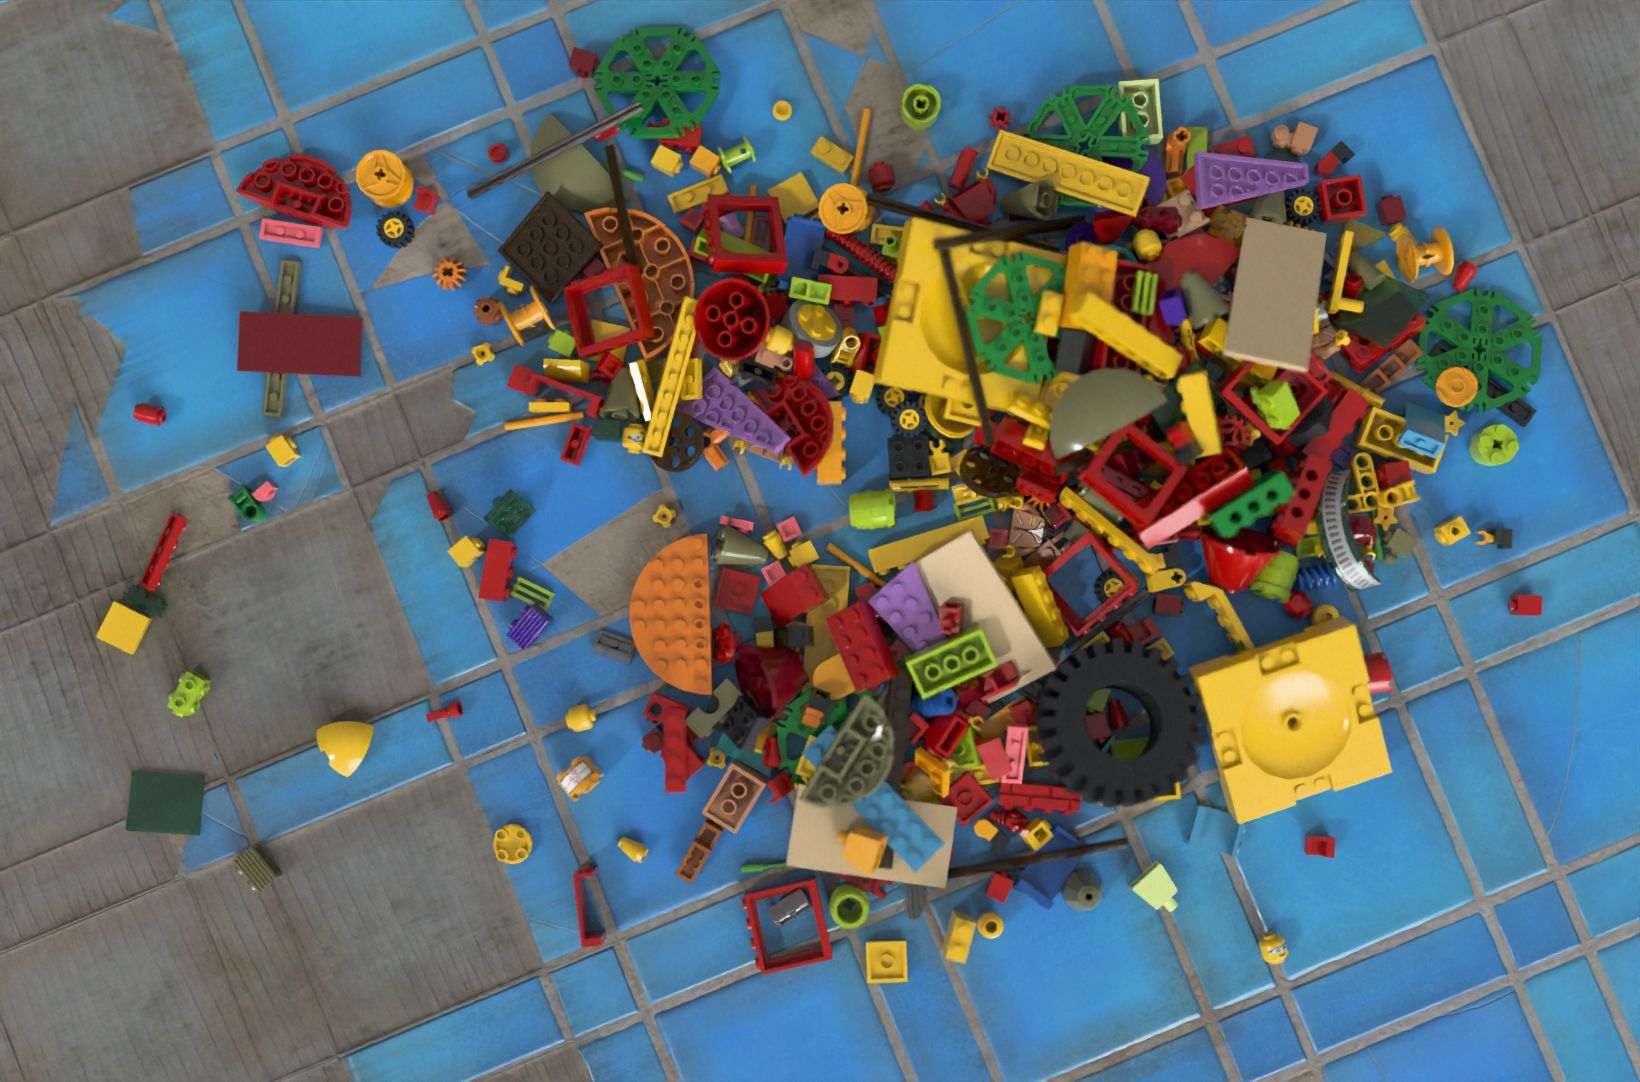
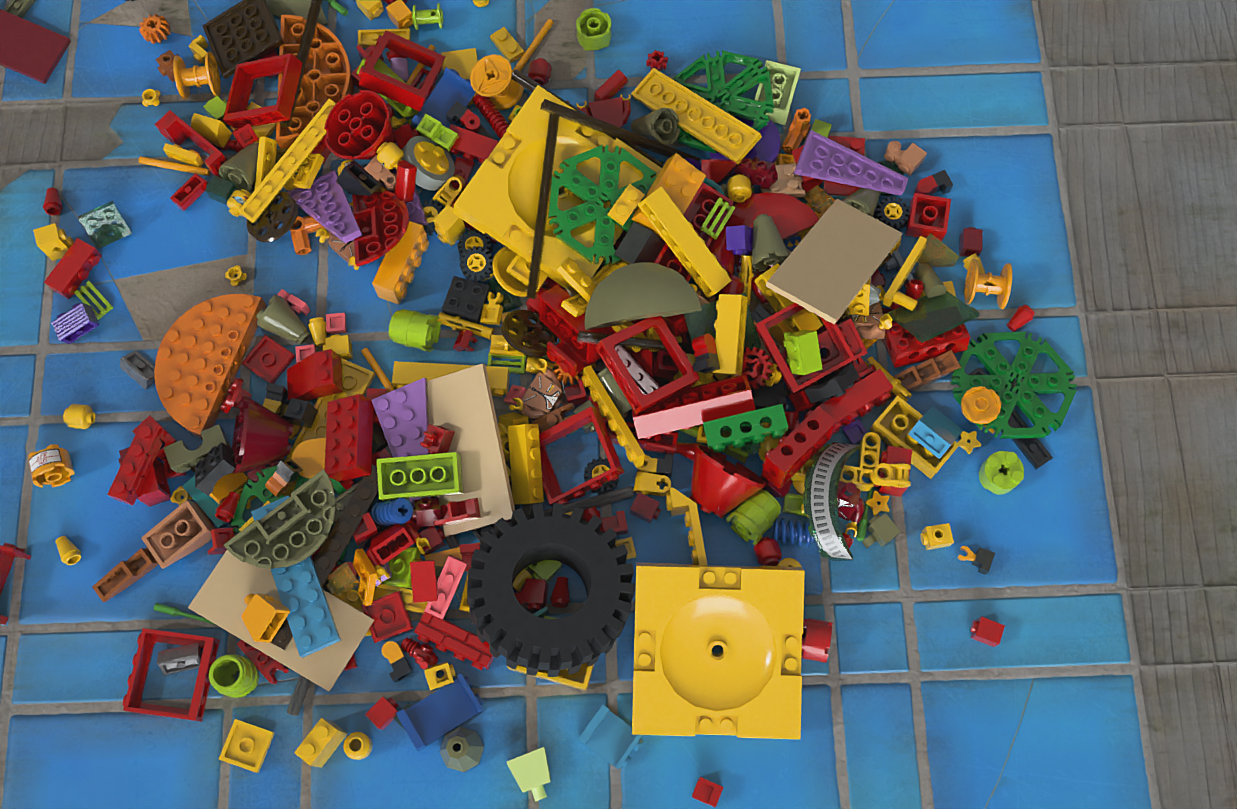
camera: 20 degrees right, 15 degrees down
(1038, 858) = (422, 695): dark brown axle -> none

